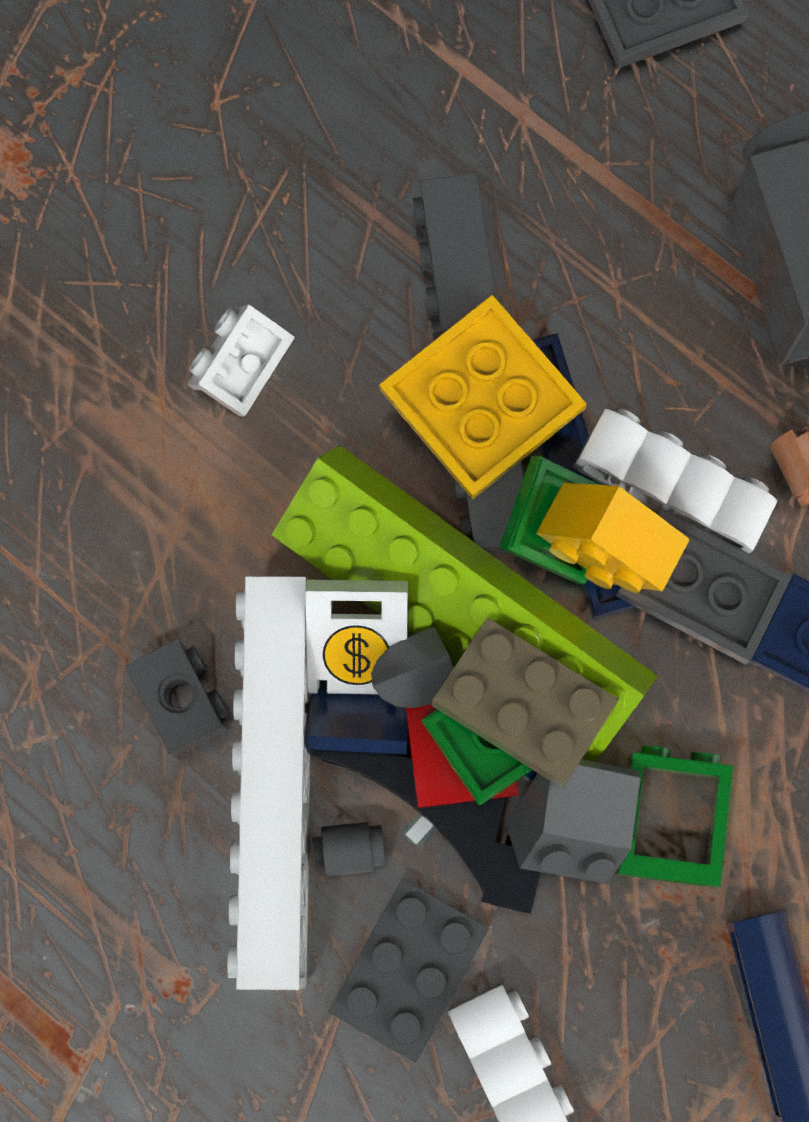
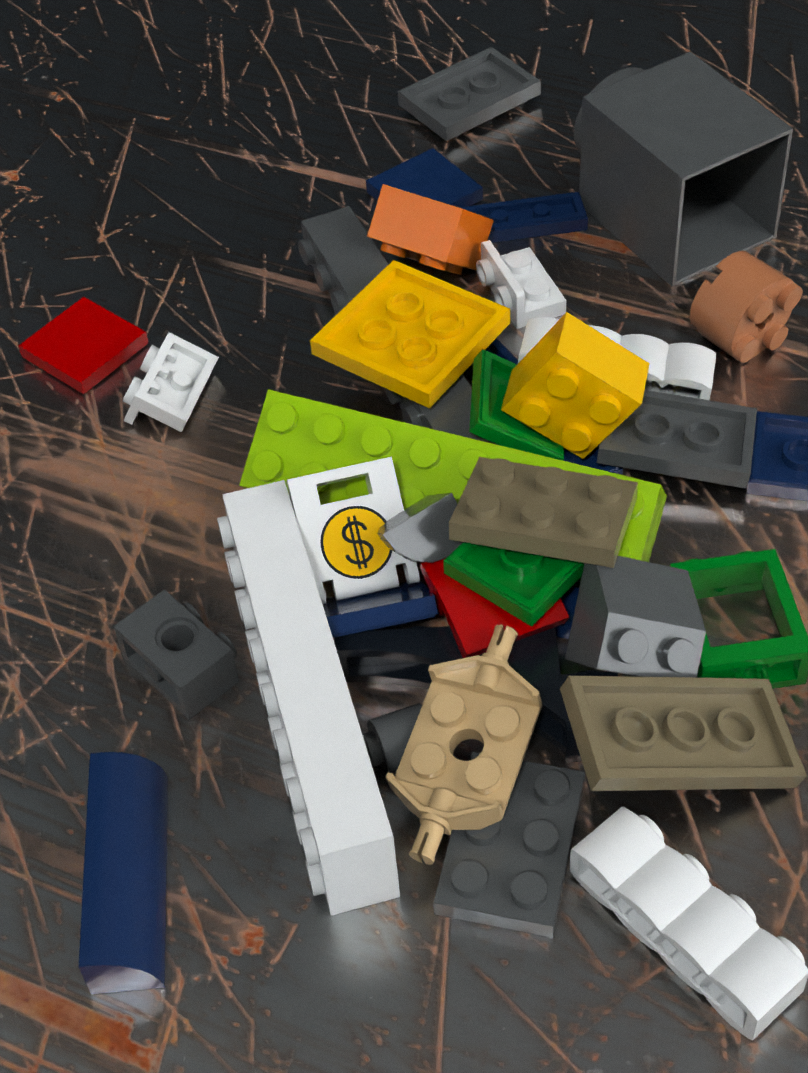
camera: 20 degrees left, 30 degrees down
(90, 905) = (124, 875): none -> dark blue brick
(167, 268) = (83, 344): none -> red tile
(359, 920) = (466, 701): none -> tan plate
(548, 240) = (428, 230): none -> orange brick
(570, 142) = (429, 177): none -> dark blue tile
(575, 936) = (680, 733): none -> dark tan plate
(626, 324) = (520, 284): none -> white bracket
(658, 220) = (534, 216): none -> dark blue tile

